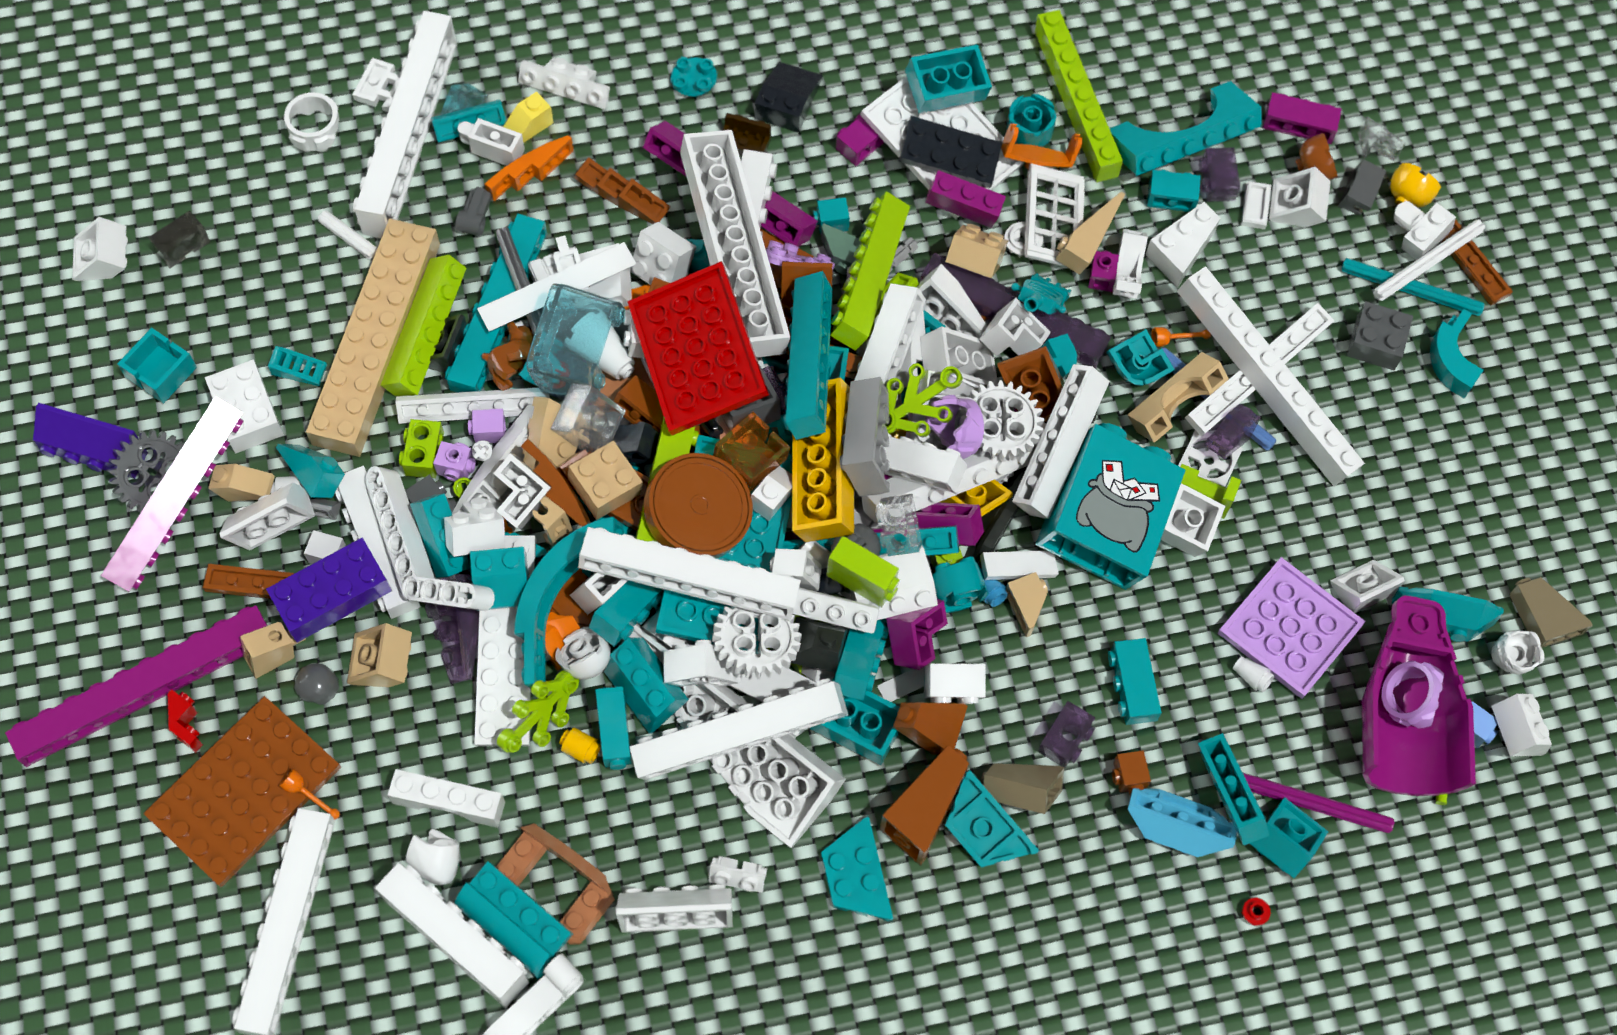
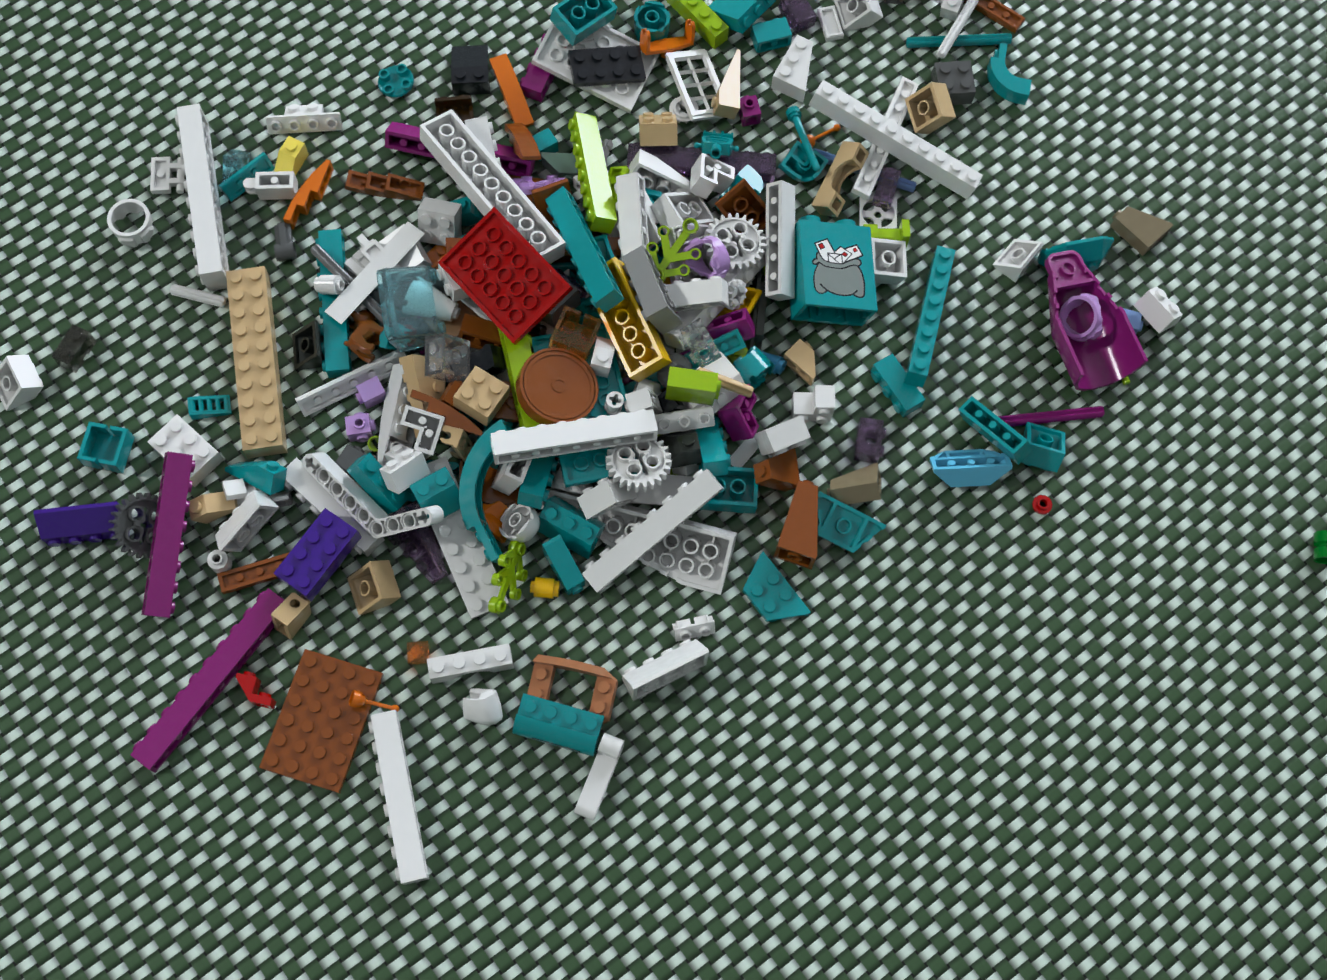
camera: 25 degrees left, 5 degrees up
(217, 550) = (219, 561): none -> white brick
(274, 473) = (234, 489): none -> white tile
(316, 683) = (337, 624): dark grey hair -> none
(322, 545) = (296, 527): white brick -> none
(393, 757) = (417, 652): none -> clear orange plate
(423, 326) = (289, 340): lime brick -> none
(424, 448) = (334, 426): lime brick -> none
(452, 935) = (521, 753): white brick -> none
(482, 450) = (376, 411): white axle -> none
(497, 279) = (329, 284): none -> white brick
(757, 547) = (614, 397): none -> white bush
(805, 202) = (522, 141): none -> dark orange slope
(823, 139) = (511, 90): none -> orange slope
(915, 590) = (733, 385): none -> tan axle
(965, 199) = (632, 96): magenta brick -> none
(971, 475) = (736, 289): none -> white gear
(1015, 662) = (814, 405): none -> white brick
(1018, 564) = (785, 338): white tile -> none
(1130, 262) = (762, 87): white arch -> none
(1131, 771) = (922, 447): dark orange brick -> none
(1157, 299) = (794, 115): none -> teal piece
(1213, 612) = (929, 317): none -> teal brick
(1254, 674) = (973, 348): white cone -> none
(1291, 627) = (982, 306): lavender plate -> none
(1333, 354) = (930, 108): none -> tan brick
(1516, 651) = (1131, 262): white hair -> none

